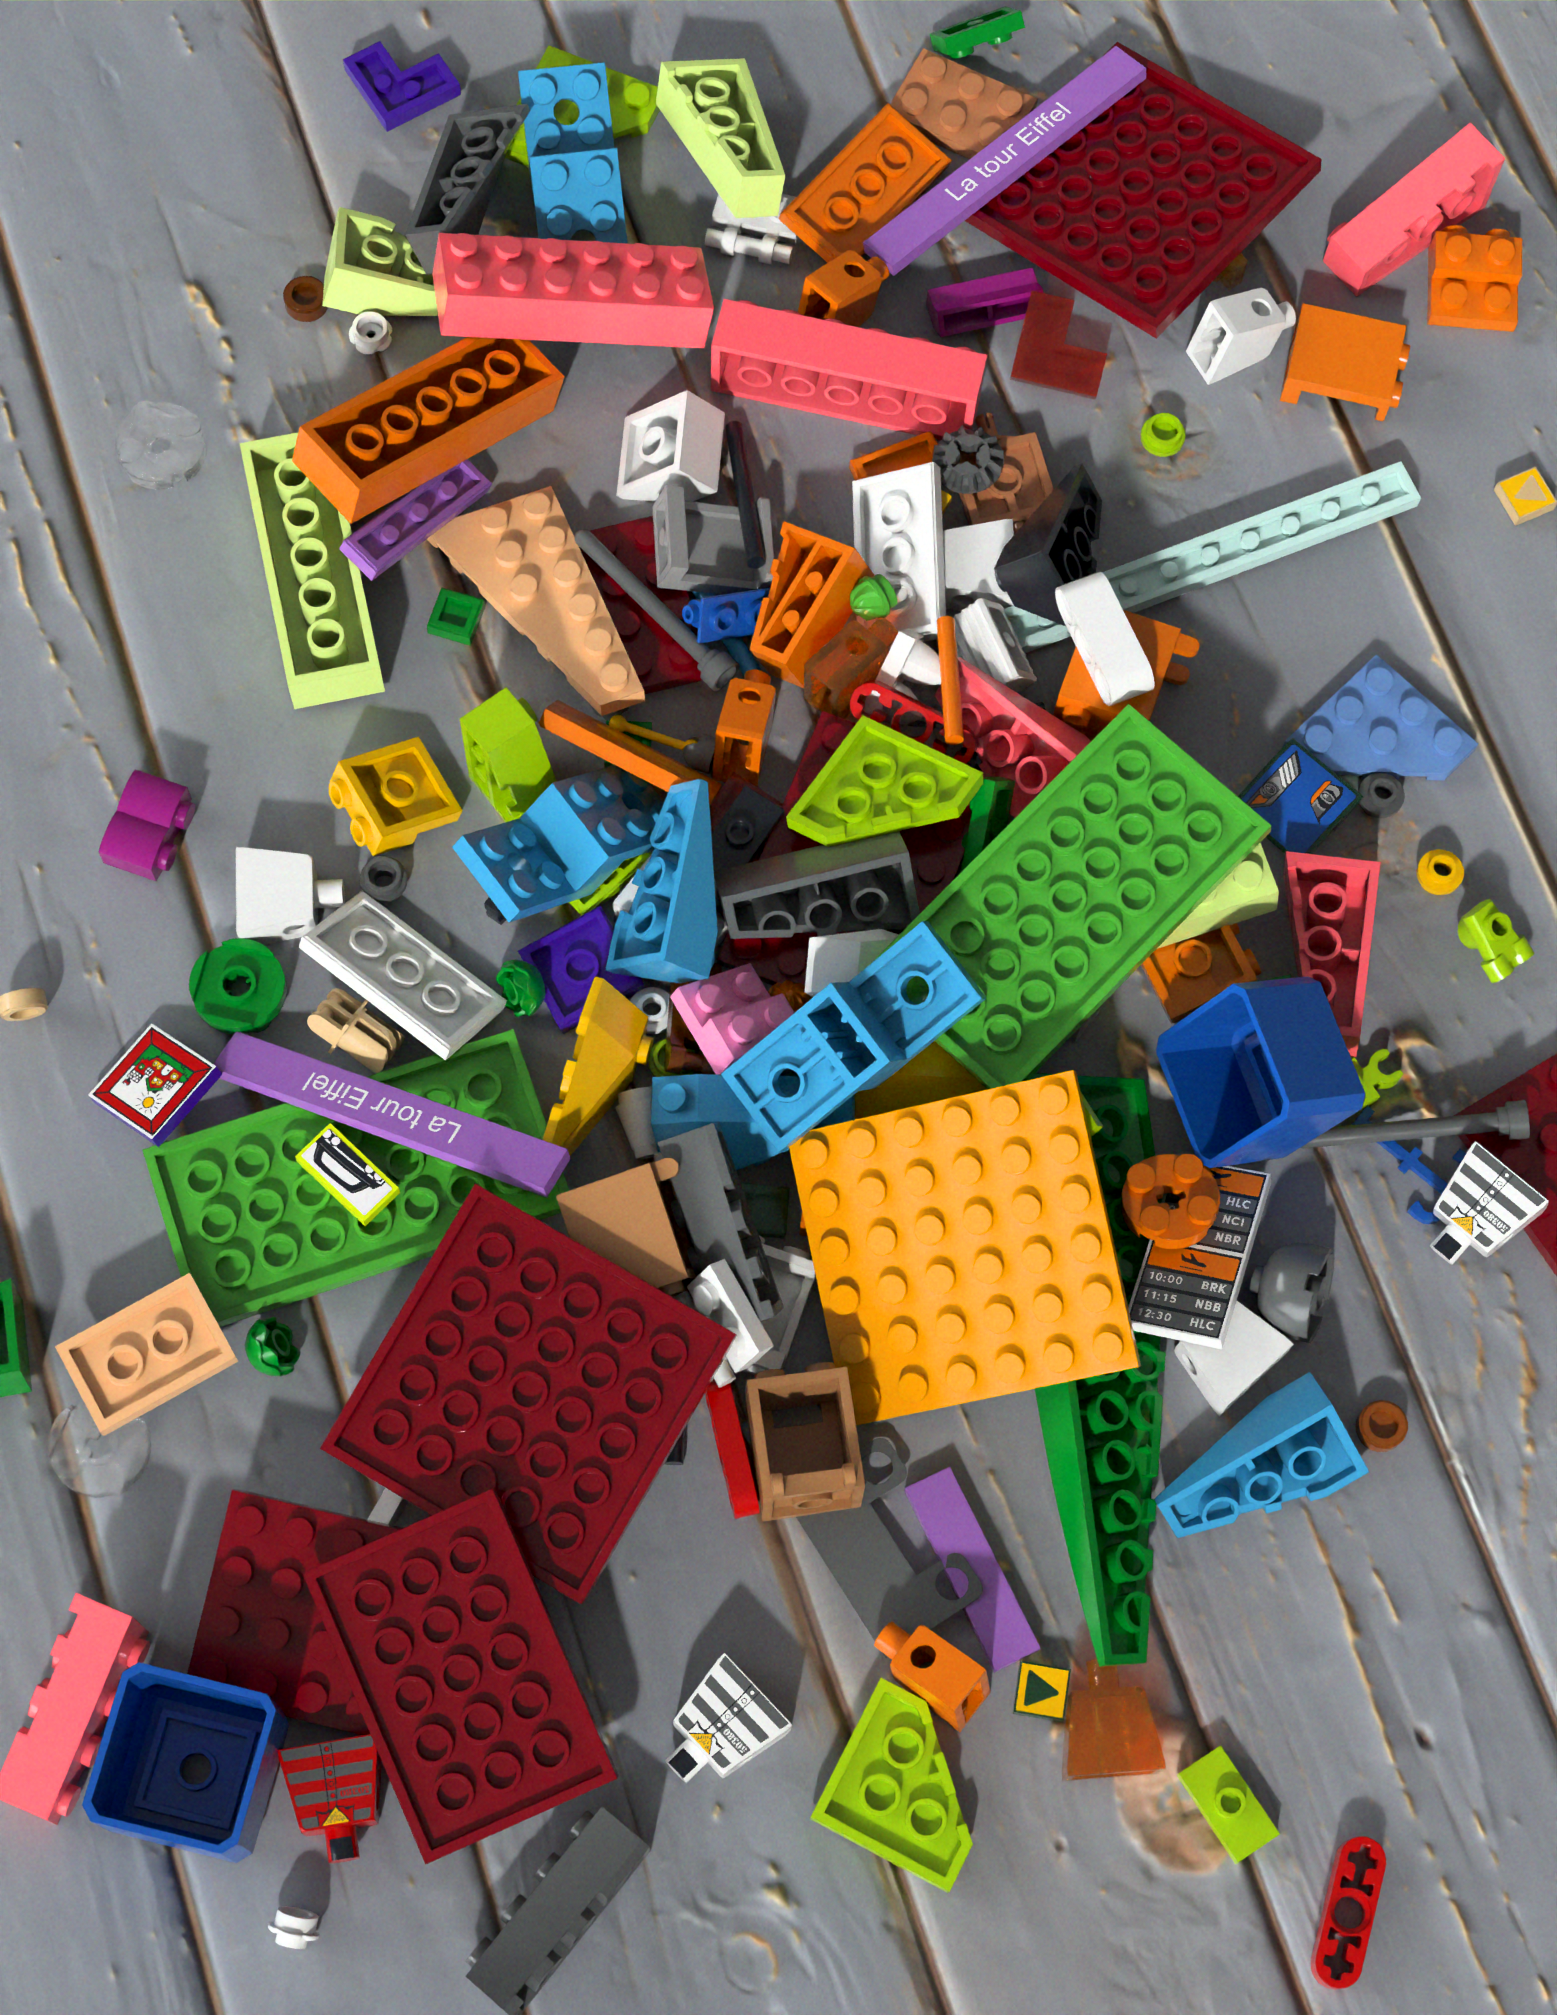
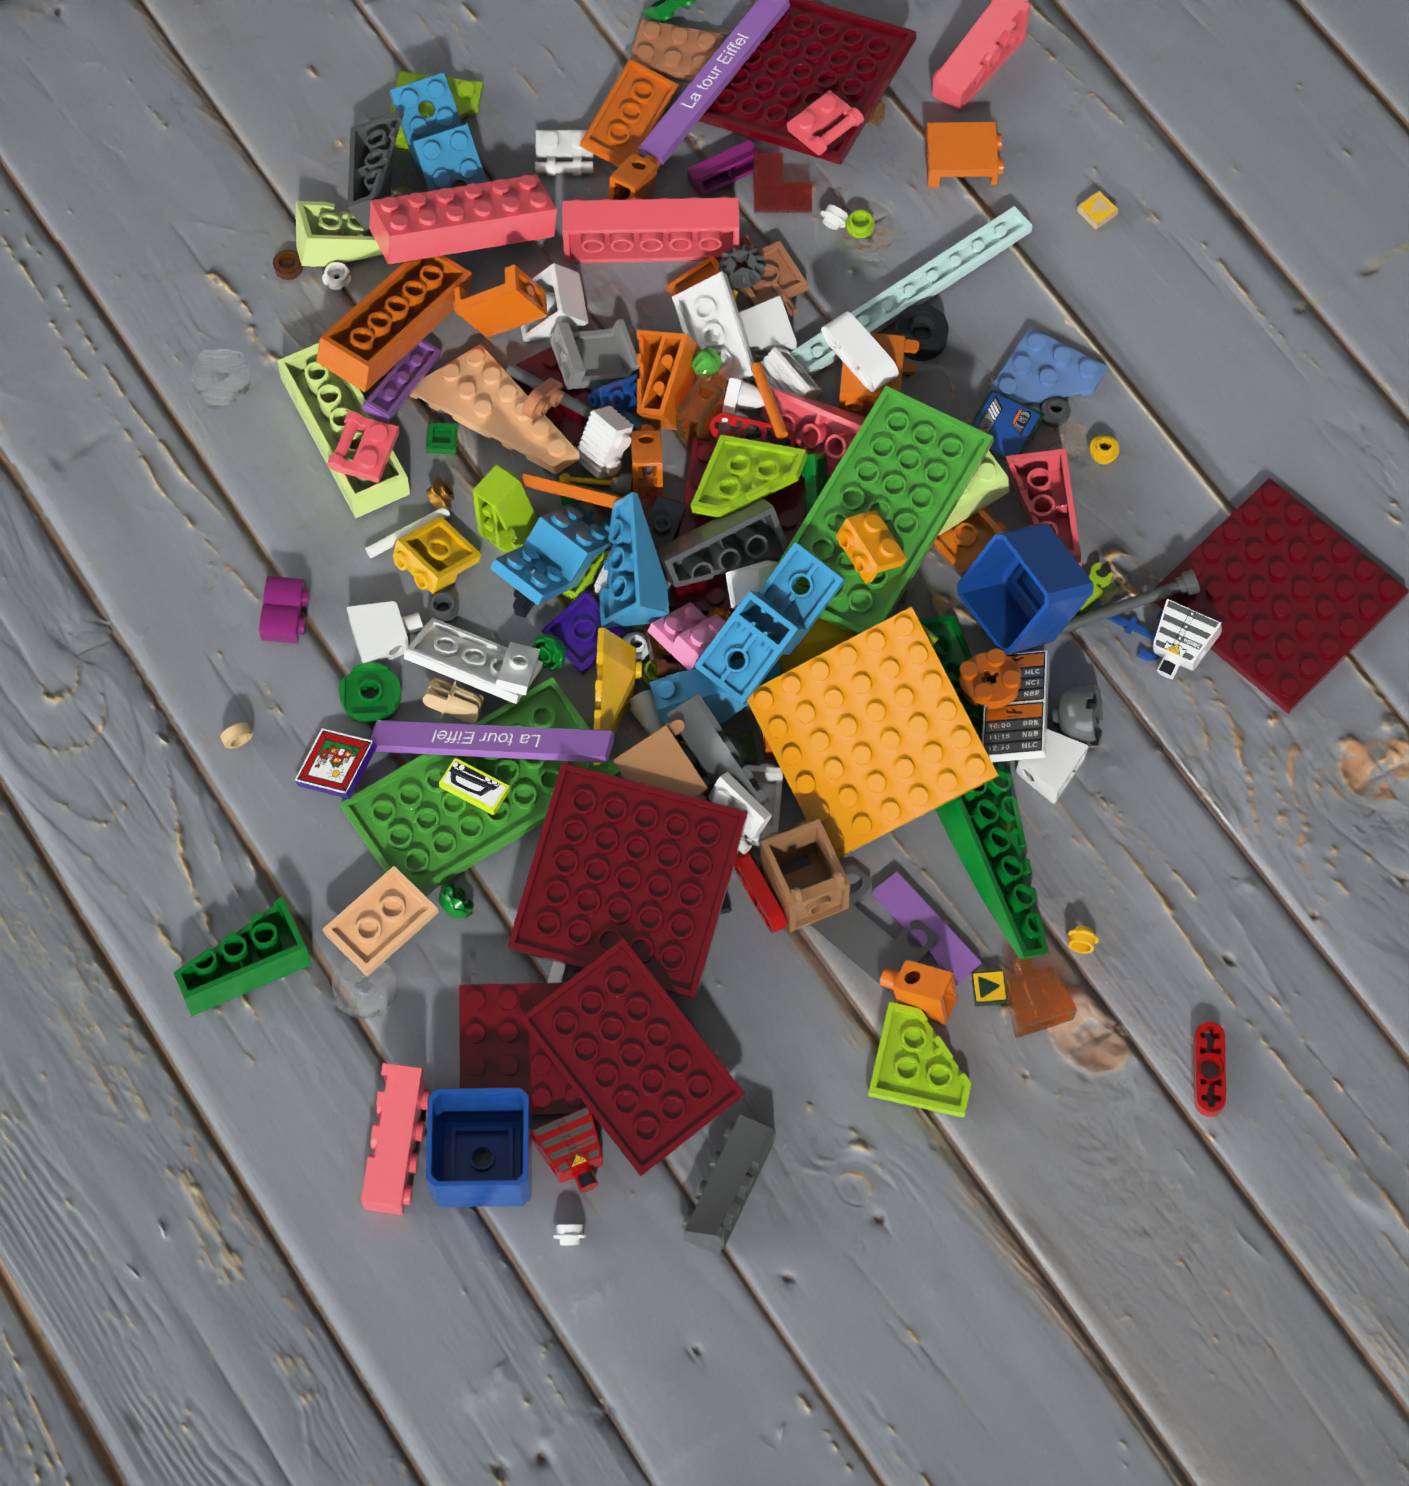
camera: 10 degrees left, 5 degrees down
(329, 758) = (390, 541): none -> white bar
(338, 616) = (372, 451): none -> coral plate
(396, 94) = (311, 123): dark purple plate -> none
(427, 703) = (440, 494): none -> pearl gold plate
(462, 1005) = (517, 668): none -> white plate
(595, 440) = (503, 306): none -> orange panel
(612, 595) = (543, 398): none -> nougat plate
(688, 684) = (604, 442): none -> white brick
(725, 131) = (531, 98): yellowish green wedge -> none
(725, 1723) = (801, 1051): torso -> none
(745, 495) = (606, 320): black bar -> none
(1038, 951) = (870, 545): none -> light orange bracket
(1052, 546) = (810, 307): black wedge -> none
(1127, 415) = (834, 217): none -> white plate
(1145, 259) = (822, 116): none -> coral plate
(1205, 1650) = (1082, 939): none -> yellow plate
(1228, 1804) = (1120, 1025): lime plate -> none
(1229, 607) = (924, 317): none -> black tyre
(1238, 333) = (890, 150): white torso -> none
(1275, 1454) = (1096, 814): dark azure wedge -> none
(1381, 1426) = (1155, 784): dark orange tile -> none
(1474, 279) = (1030, 84): orange plate -> none
(1495, 939) = (1145, 477): lime plate -> none

